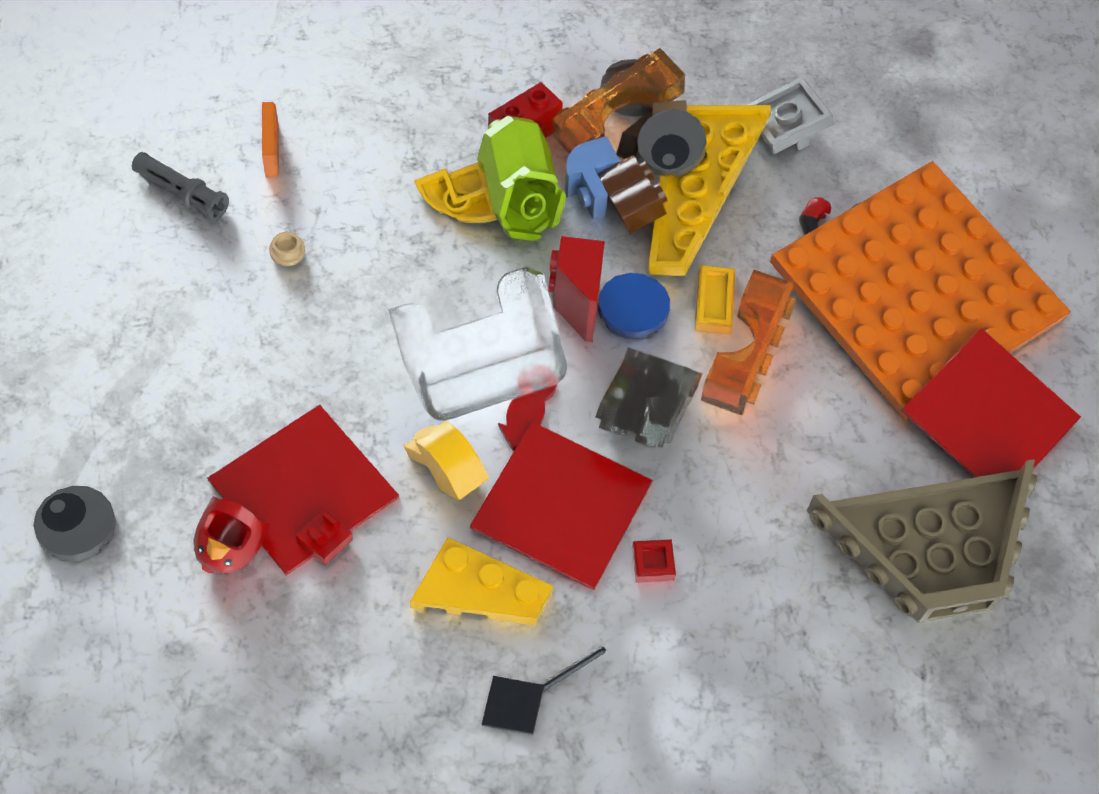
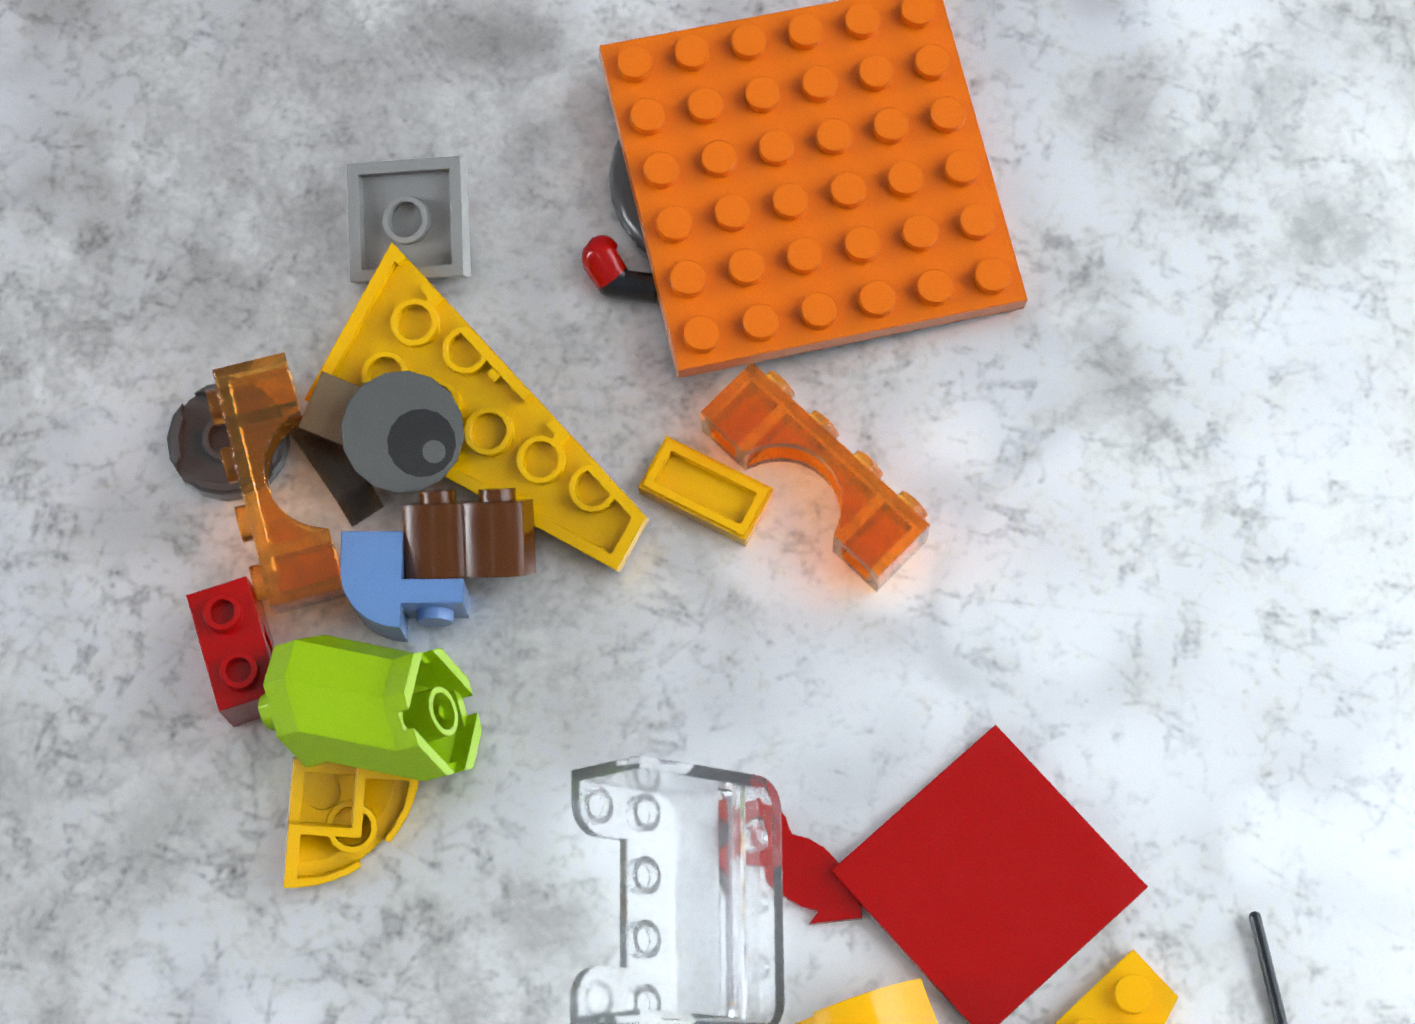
camera: 60 degrees left, 15 degrees up
(576, 282) = (625, 696): red slope -> none
(634, 305) = (670, 622): blue tile -> none
(647, 398) = (875, 674): clear smoke brick -> none
(653, 561) = (1134, 780): red tile -> none
(935, 545) = (1252, 358): dark tan piece -> none
(990, 410) = (1068, 183): red piece -> none

